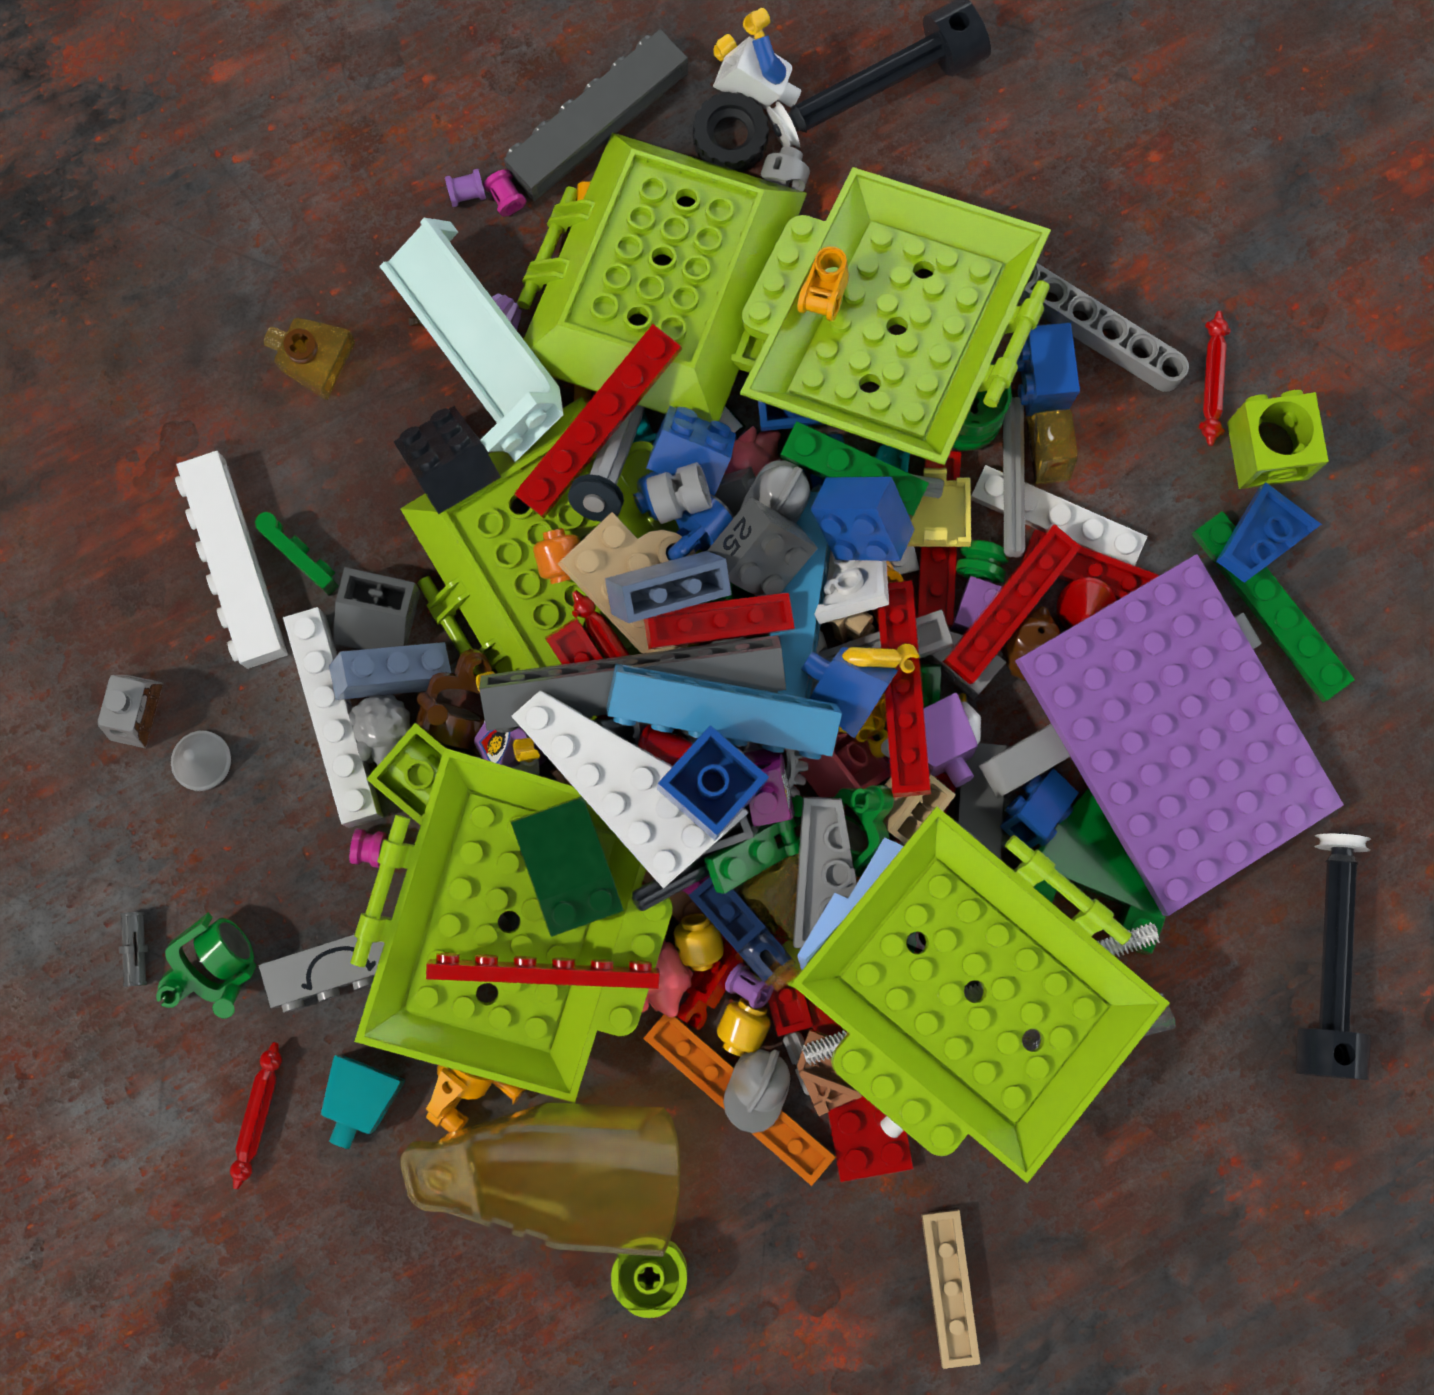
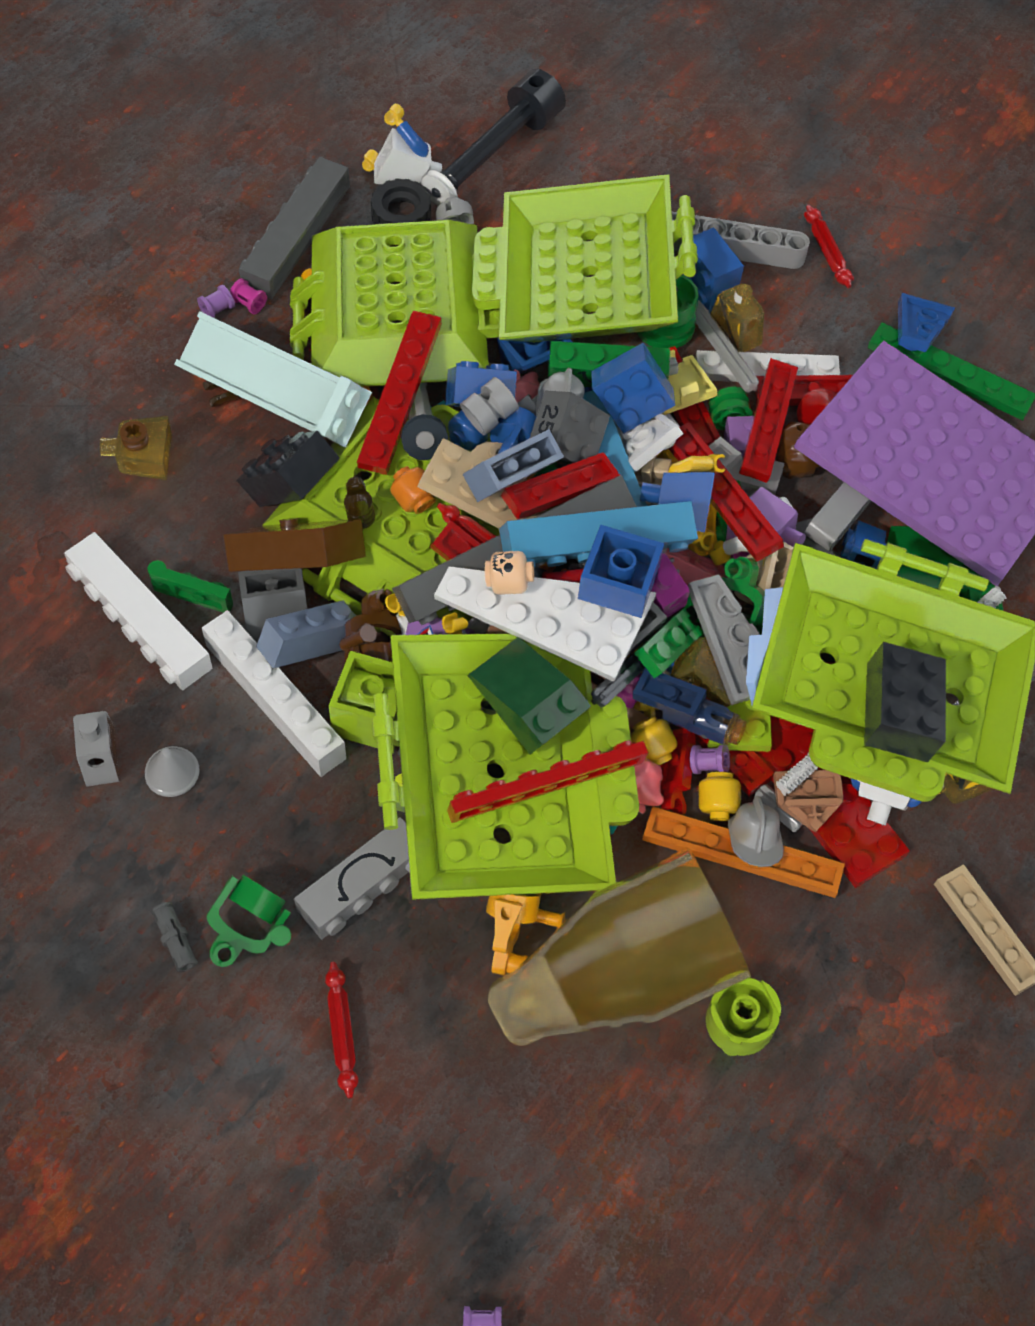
camera: 25 degrees left, 20 degrees down
(357, 1098) = (425, 977): teal torso -> none
(366, 847) = (346, 779): dark pink wheel -> none
(378, 726) = (316, 680): light grey animal -> none
(411, 567) = (295, 545): none -> reddish brown brick
(487, 543) = (359, 502): none -> dark brown hinge
(593, 733) = (508, 572): none -> light nougat head
(823, 289) = (525, 253): light orange piece -> none
(958, 1047) = (905, 702): none -> black brick
(1255, 461) = (895, 260): lime brick -> none

